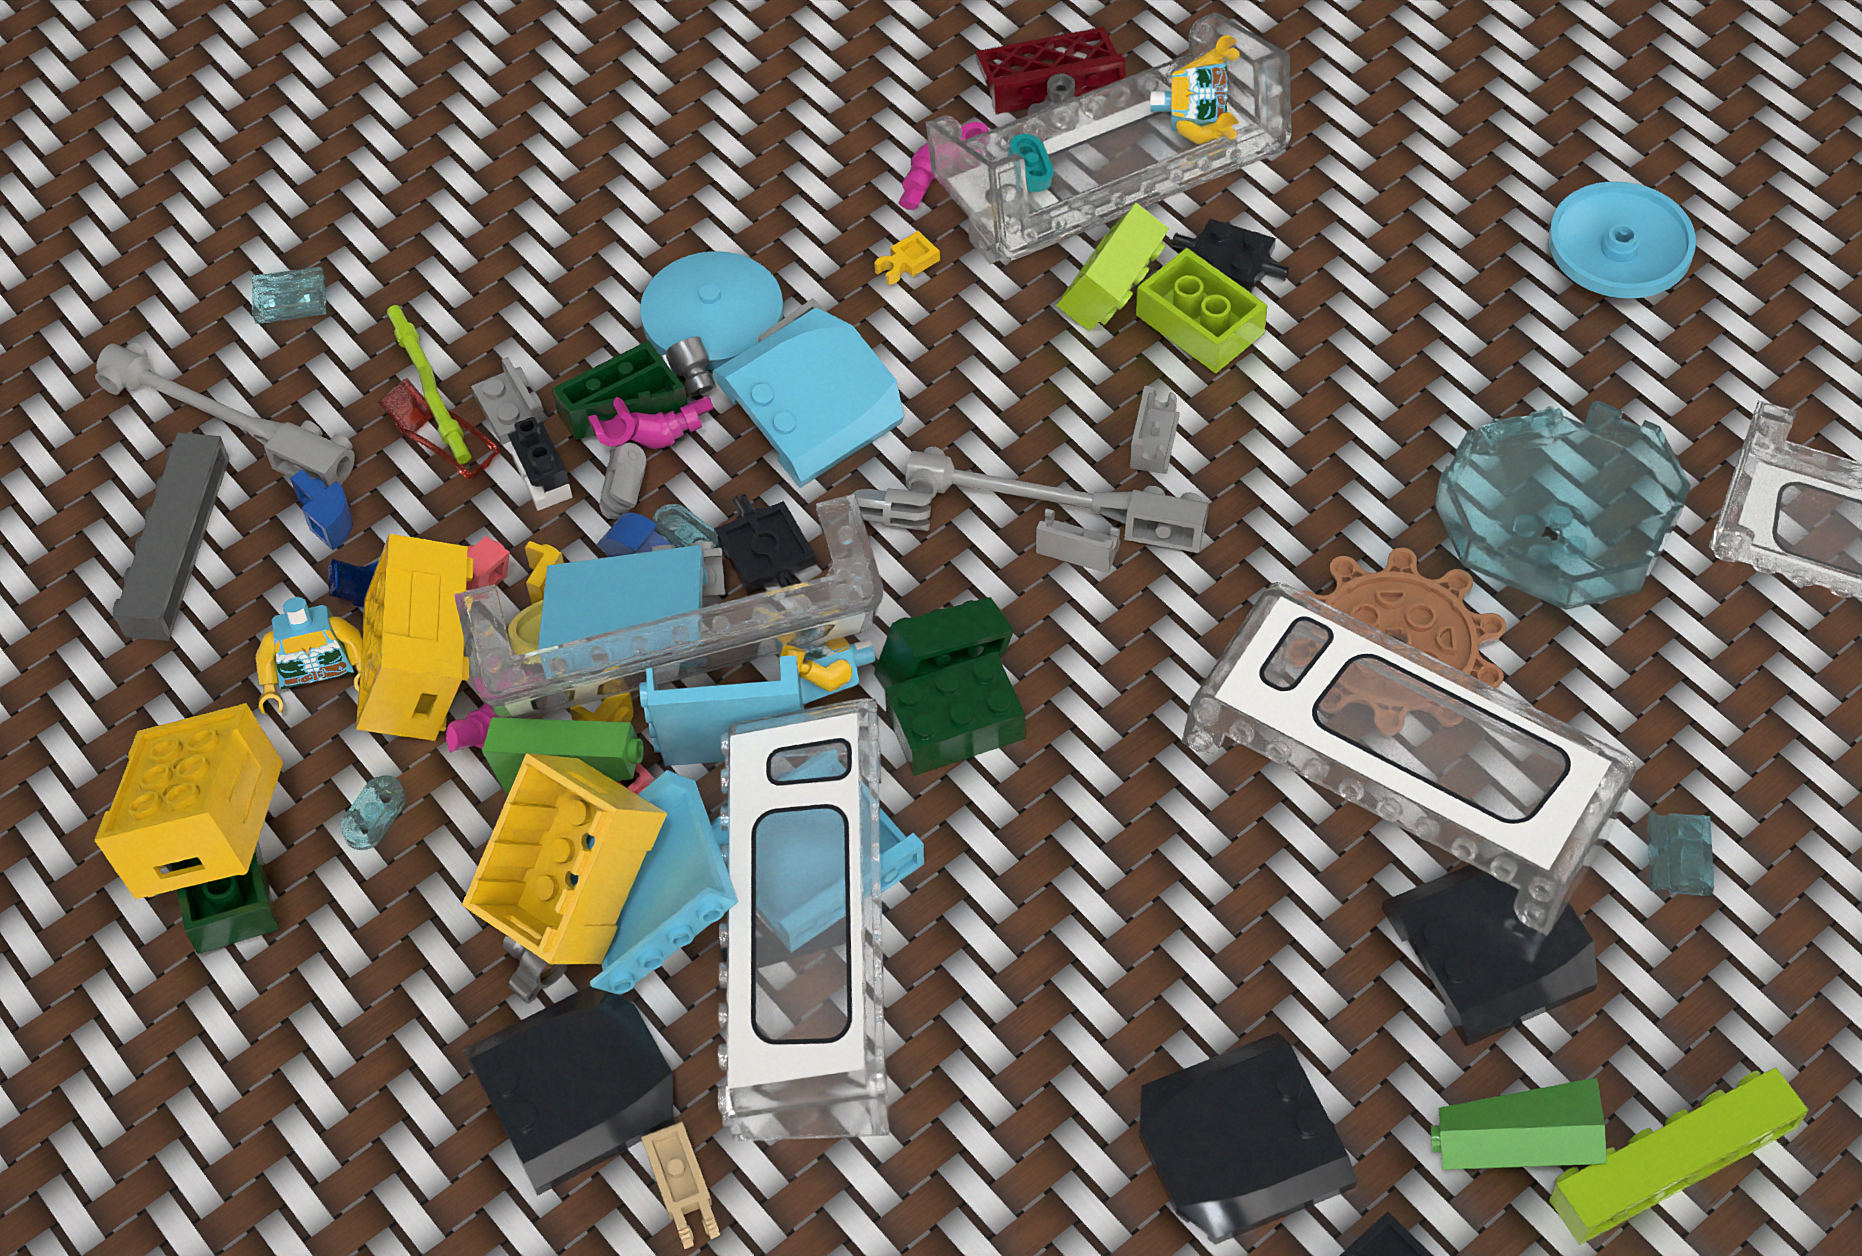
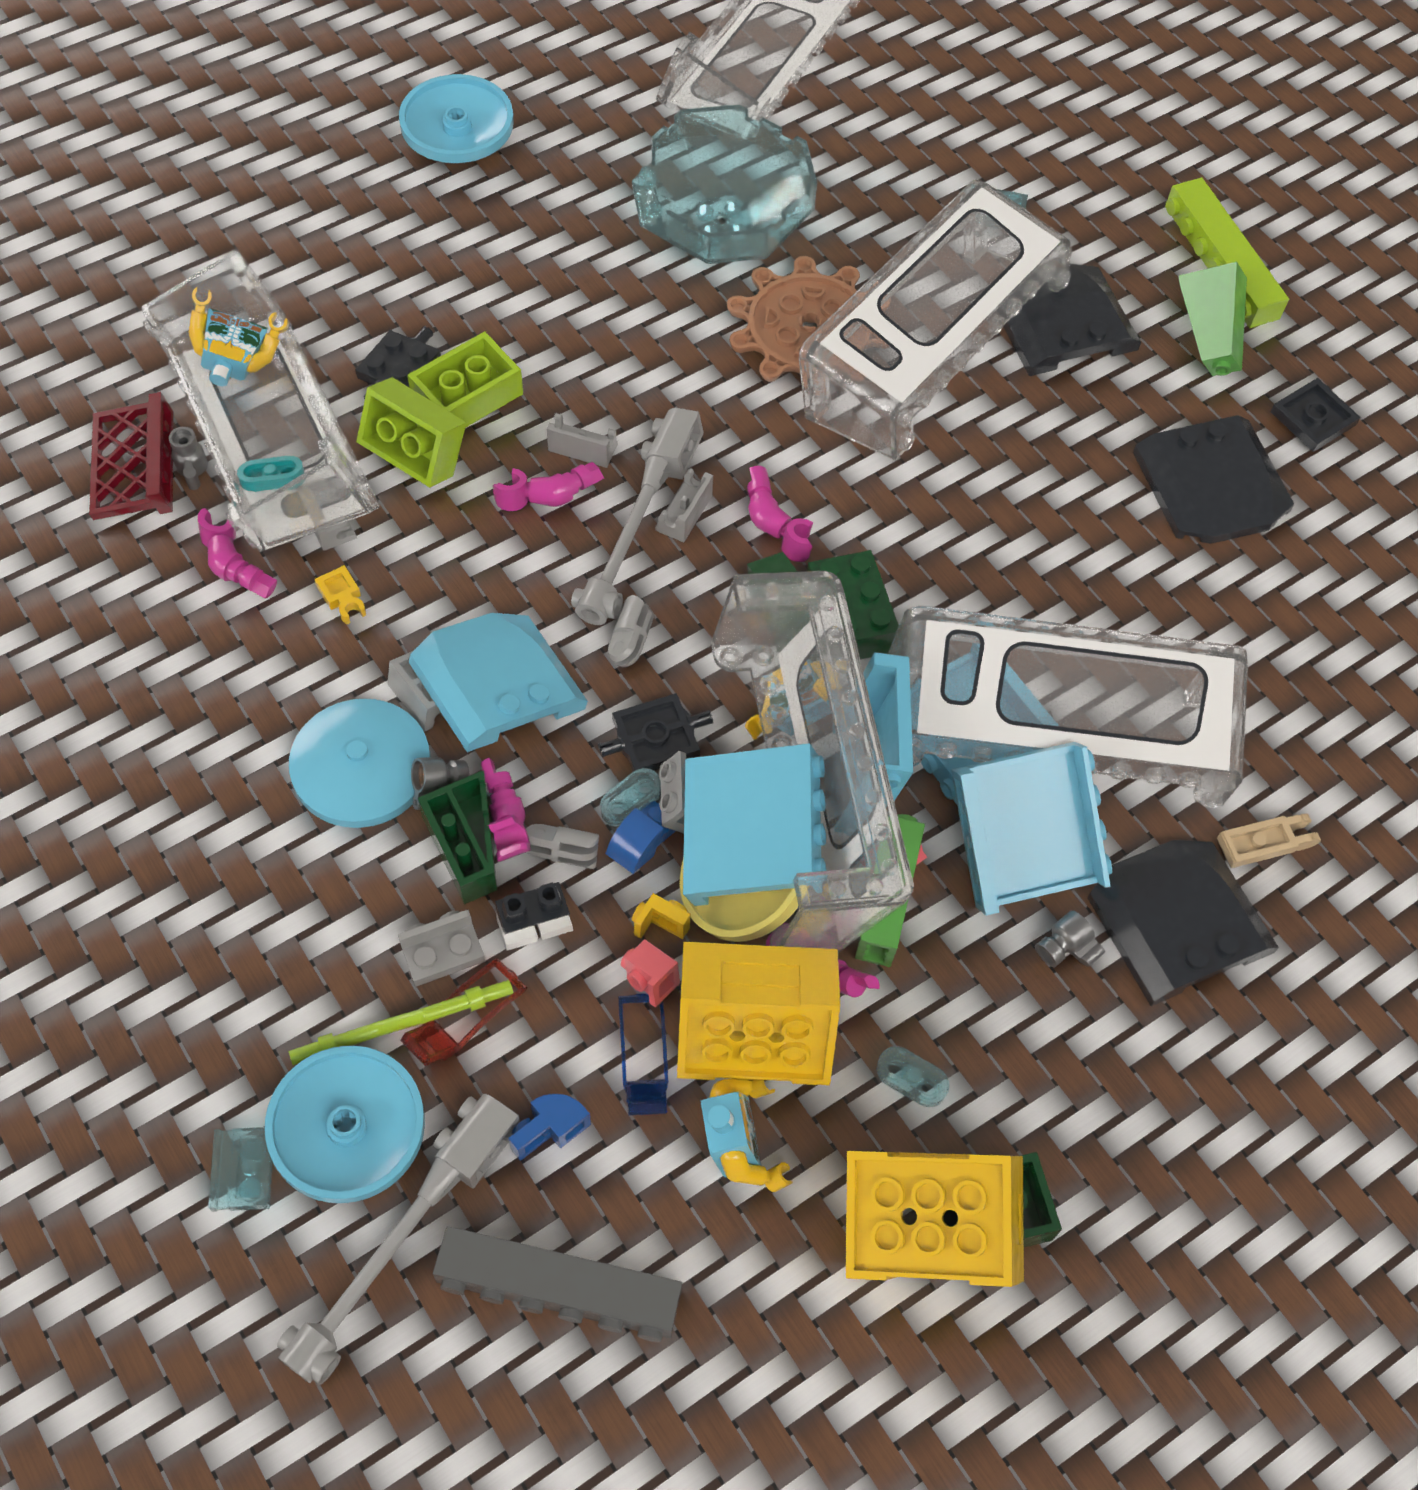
camera: 90 degrees left, 5 degrees up
(322, 352) = (344, 1124): none -> medium azure dish
(542, 840) = (1031, 850): yellow container -> none
(1077, 417) = (546, 491): none -> dark pink piece
(1079, 620) = (774, 521): none -> dark pink piece

